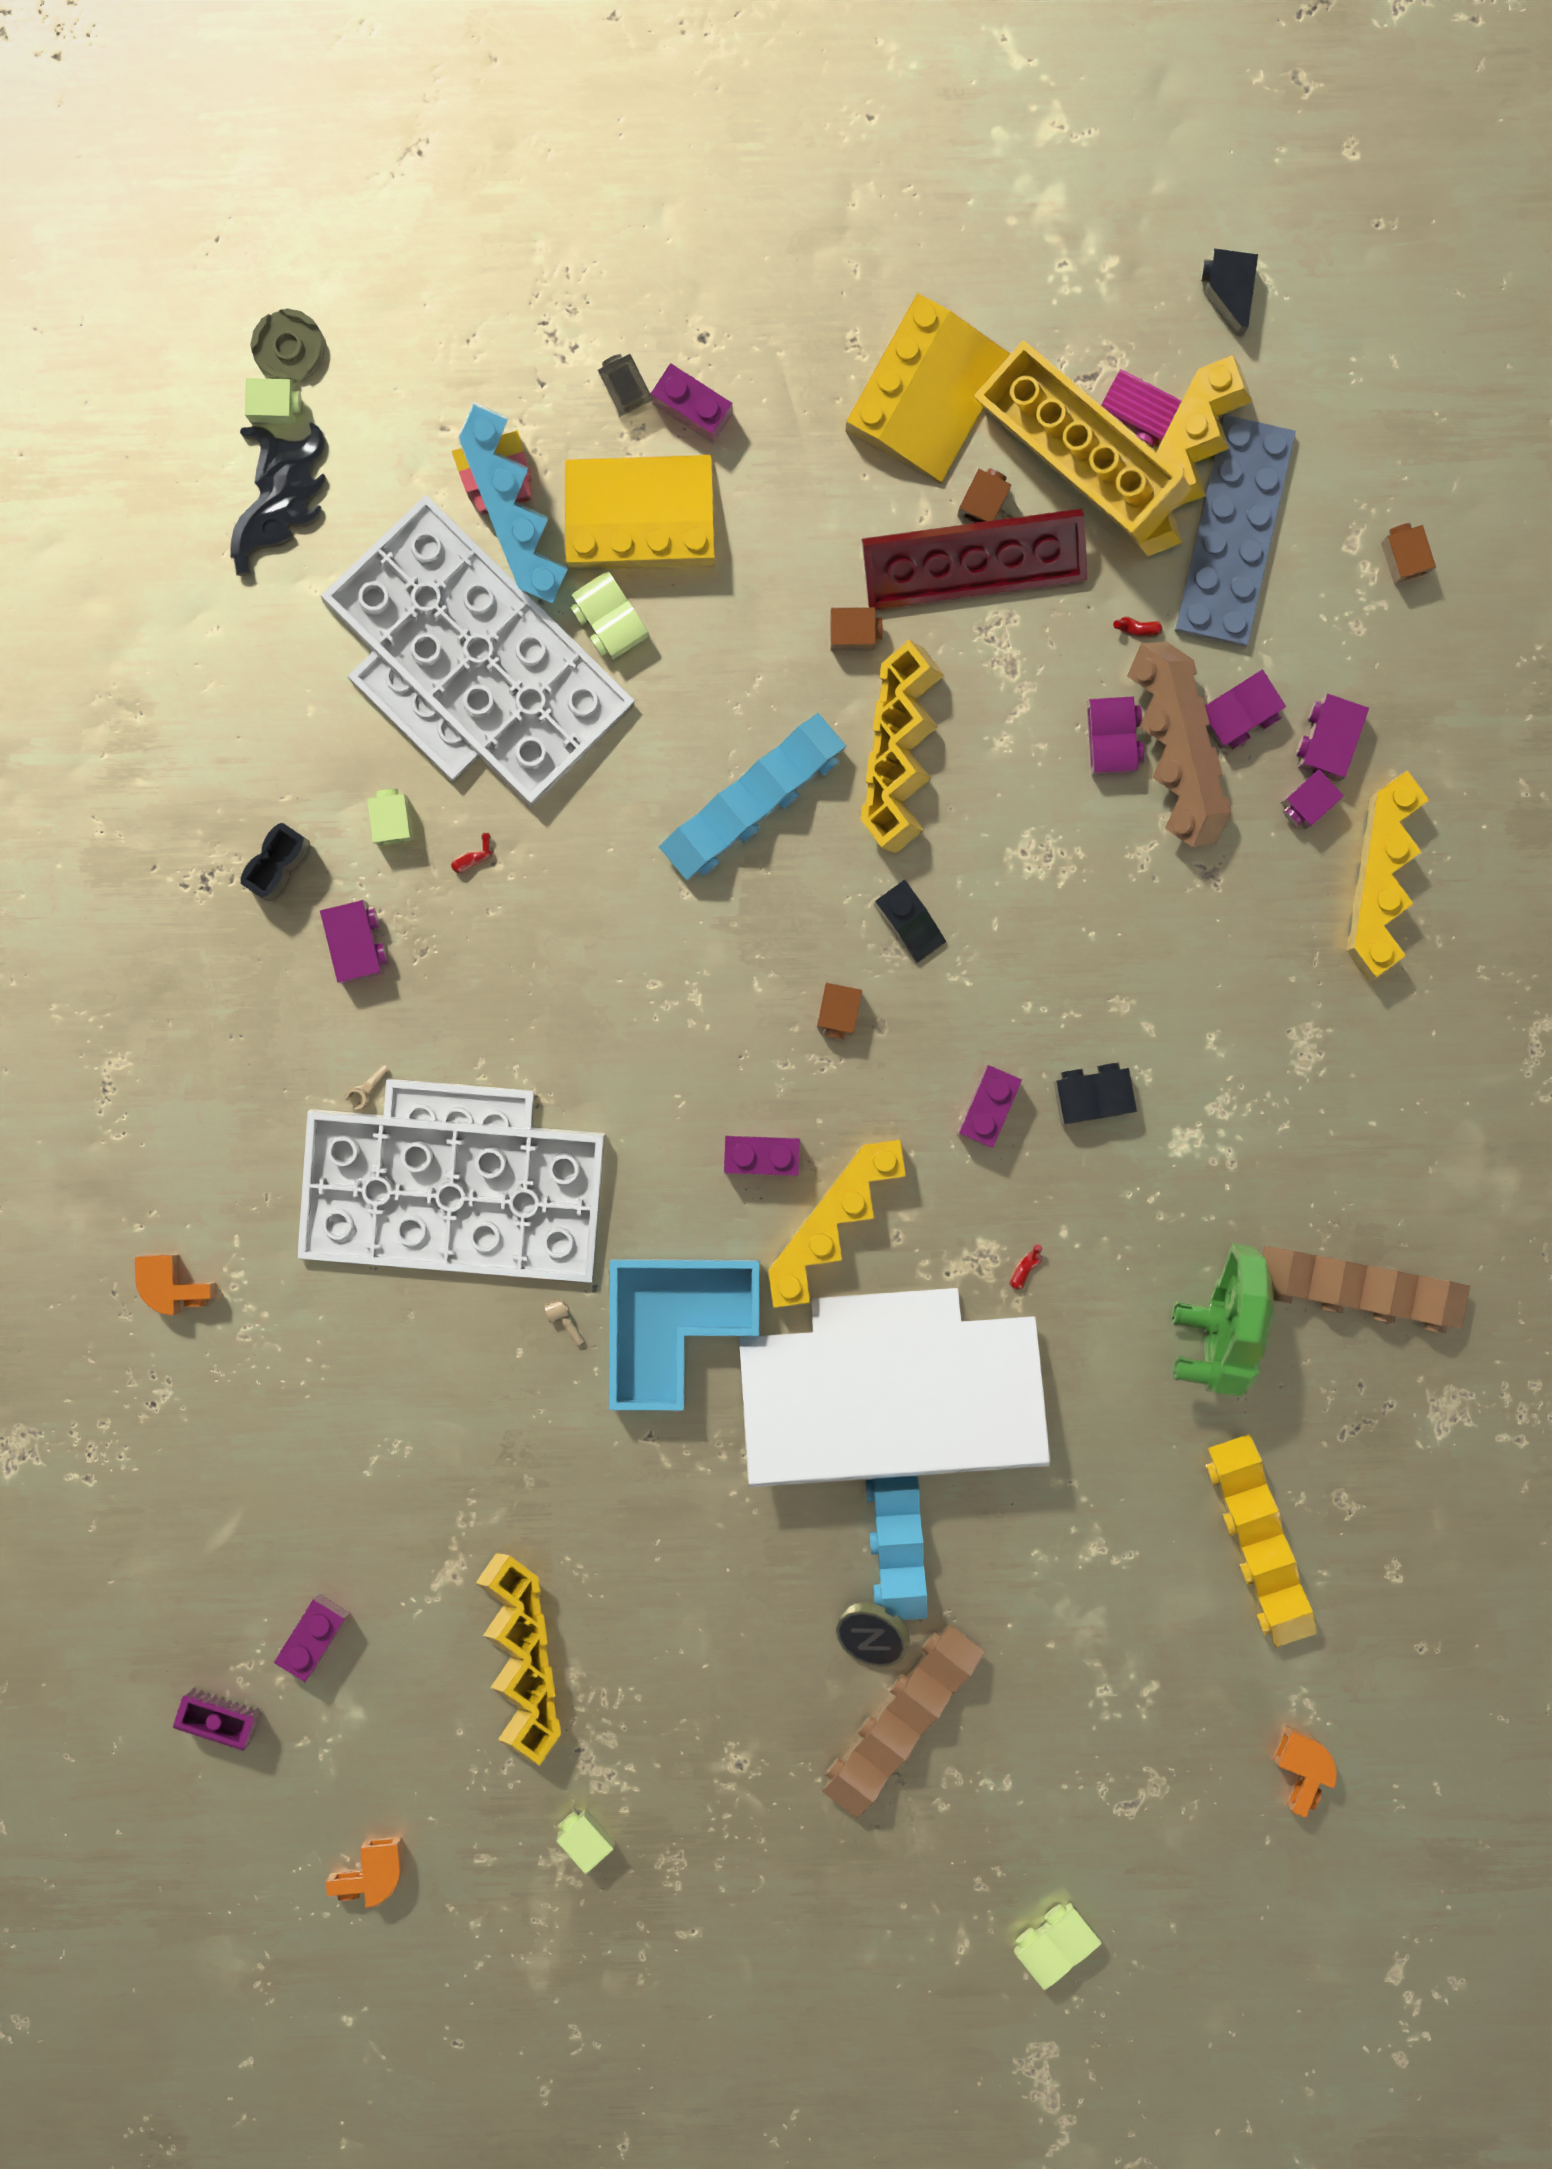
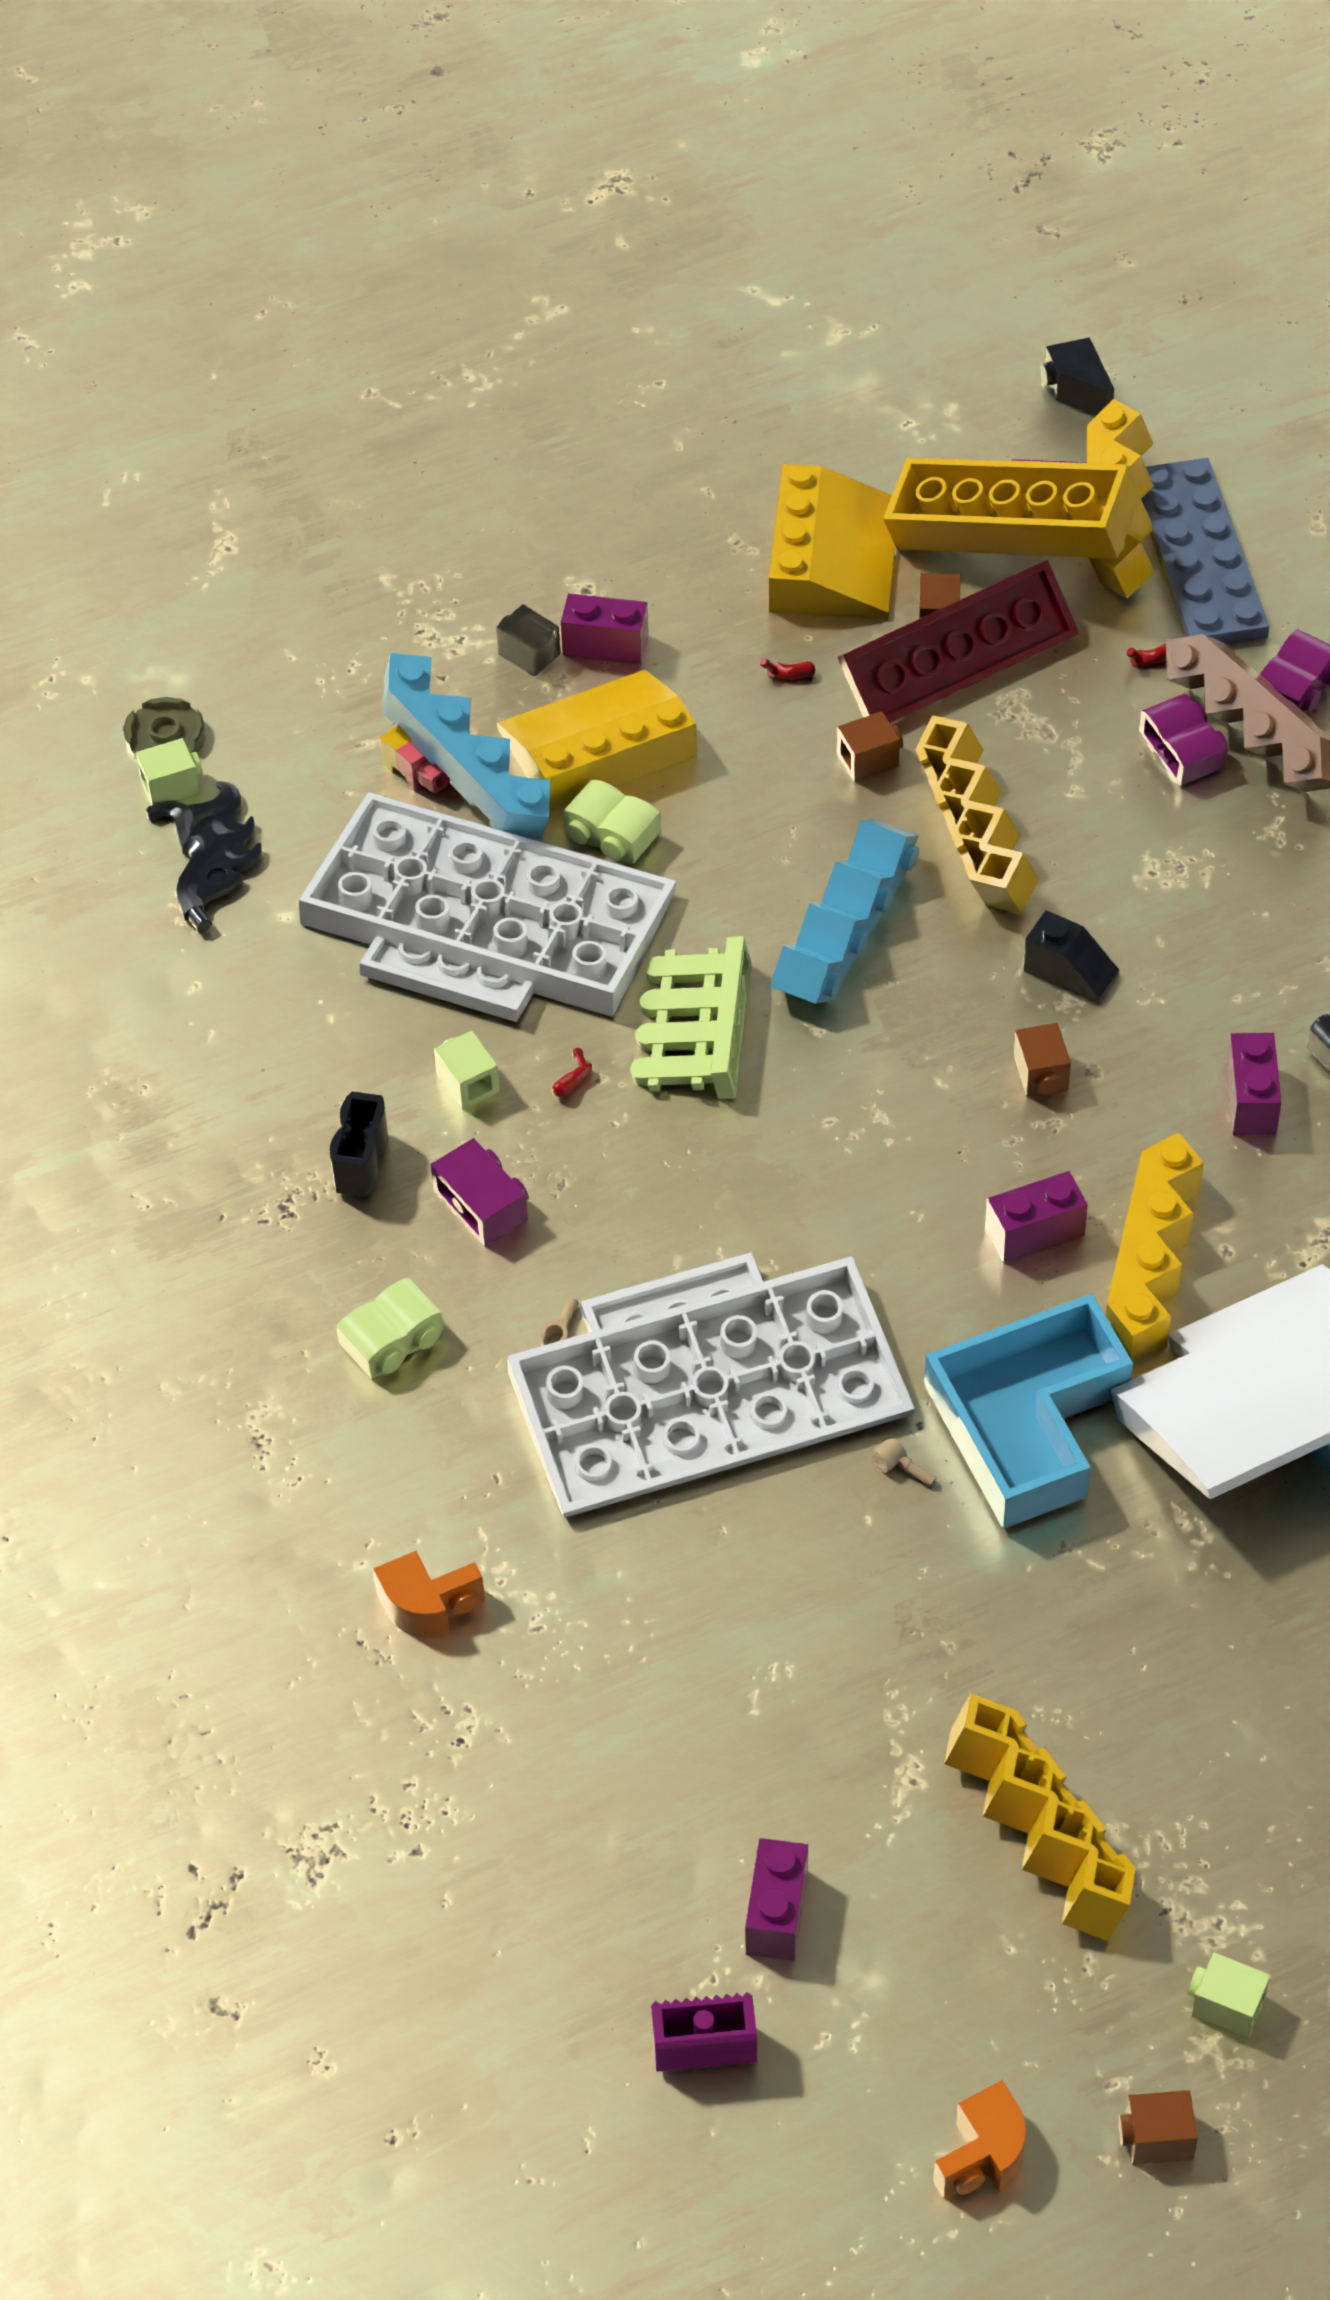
camera: 20 degrees left, 35 degrees down
(236, 1039) = (390, 1328): none -> yellowish green brick
(490, 1912) = (1159, 2127): none -> dark orange brick
(603, 873) = (721, 1035): none -> yellowish green fence
(828, 509) = (788, 672): none -> red piece

